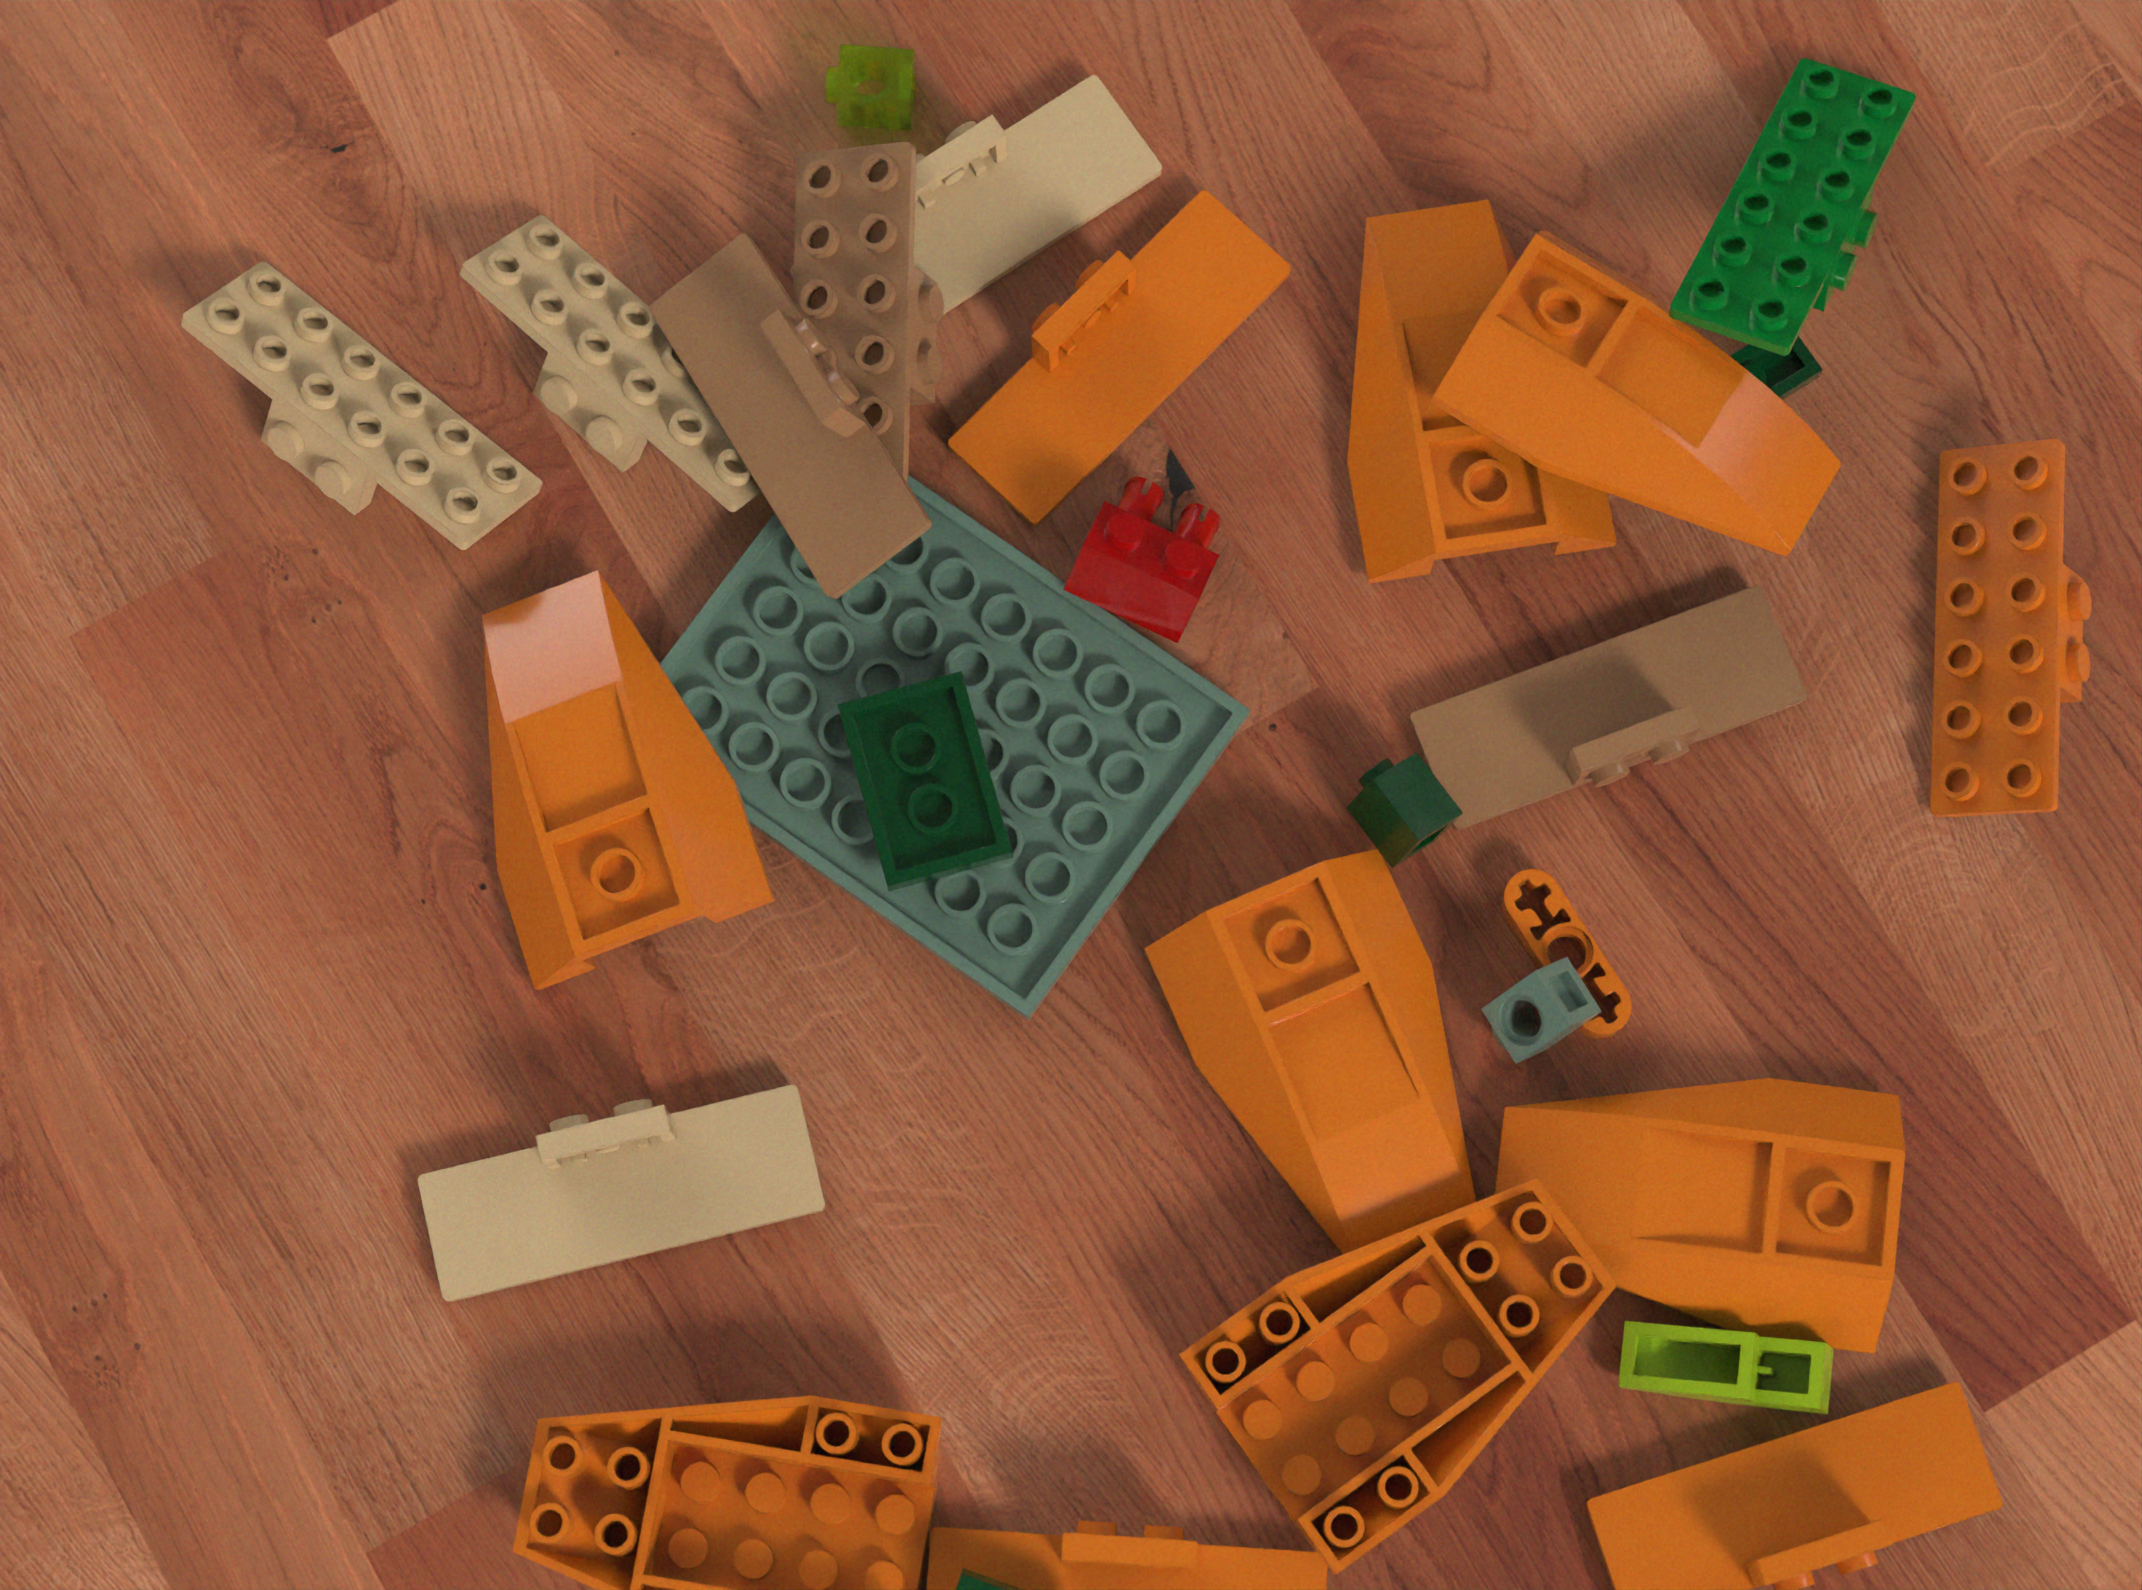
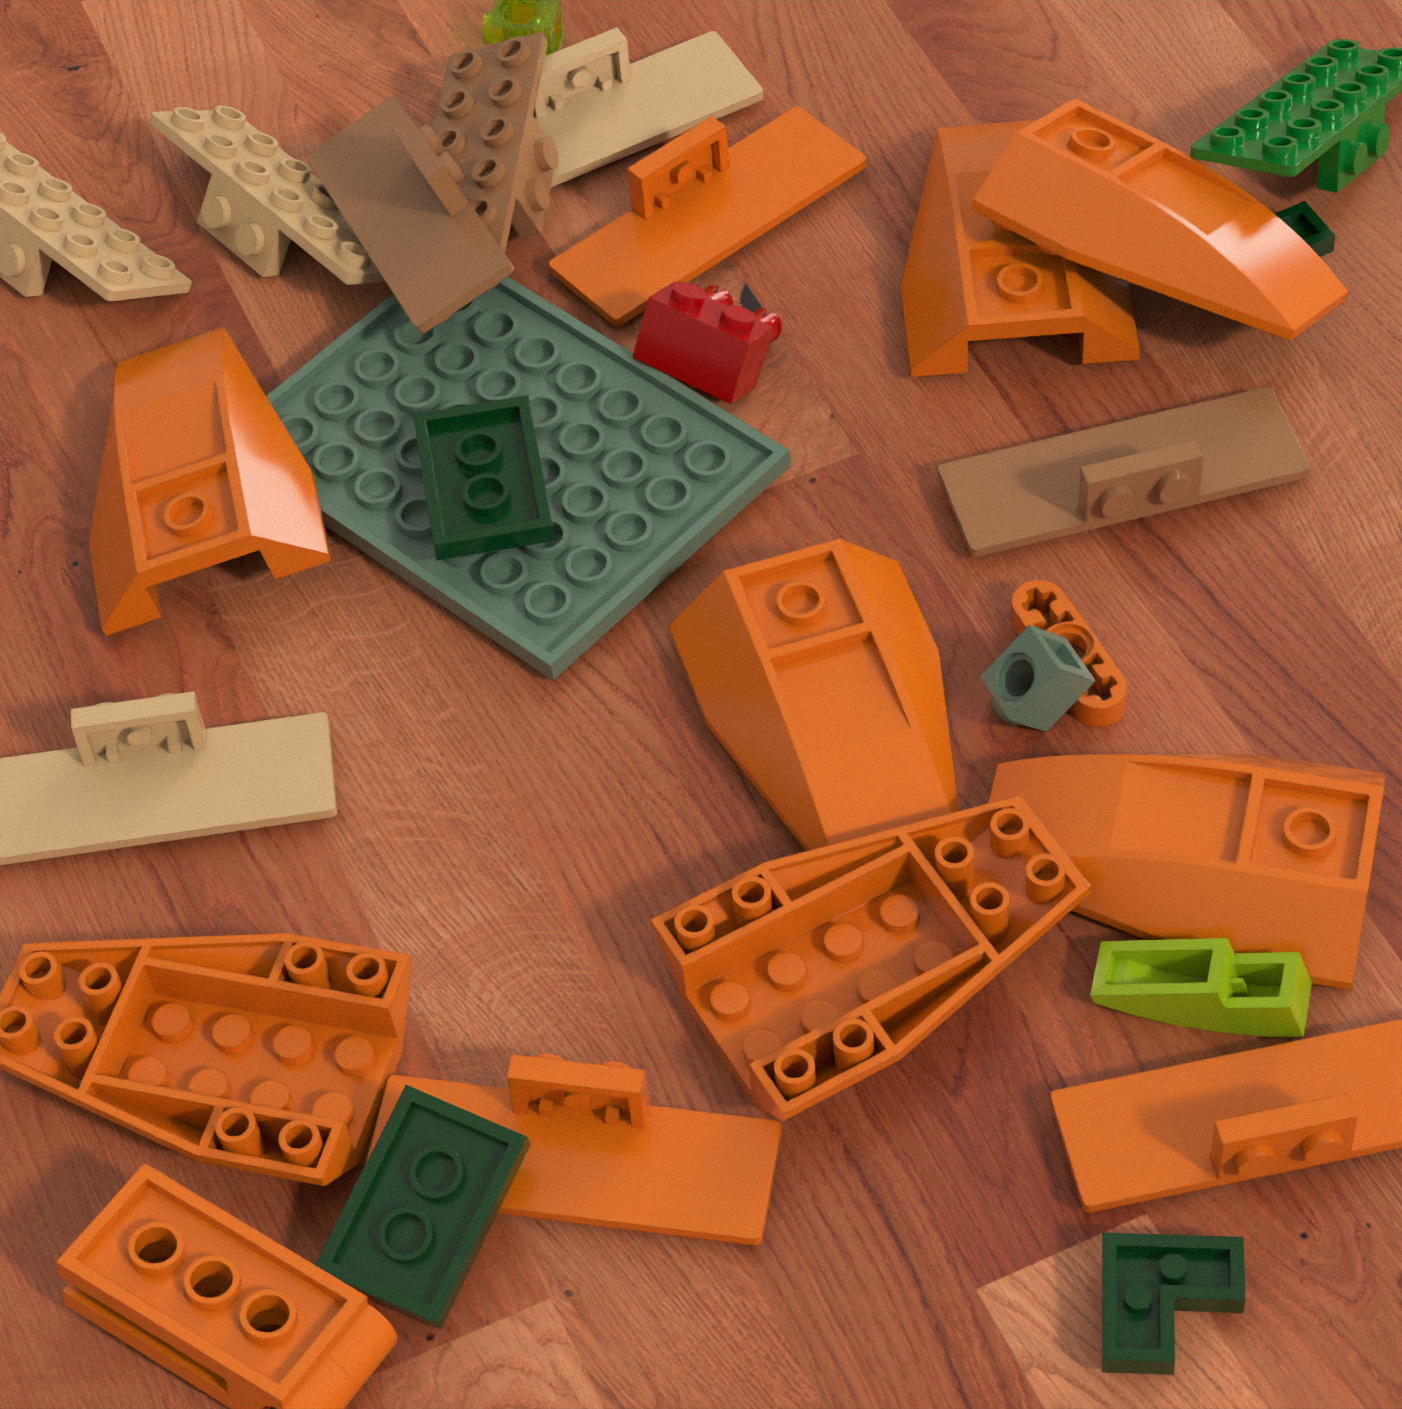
camera: 10 degrees right, 25 degrees down
(1403, 808) = (923, 526): dark green brick -> none

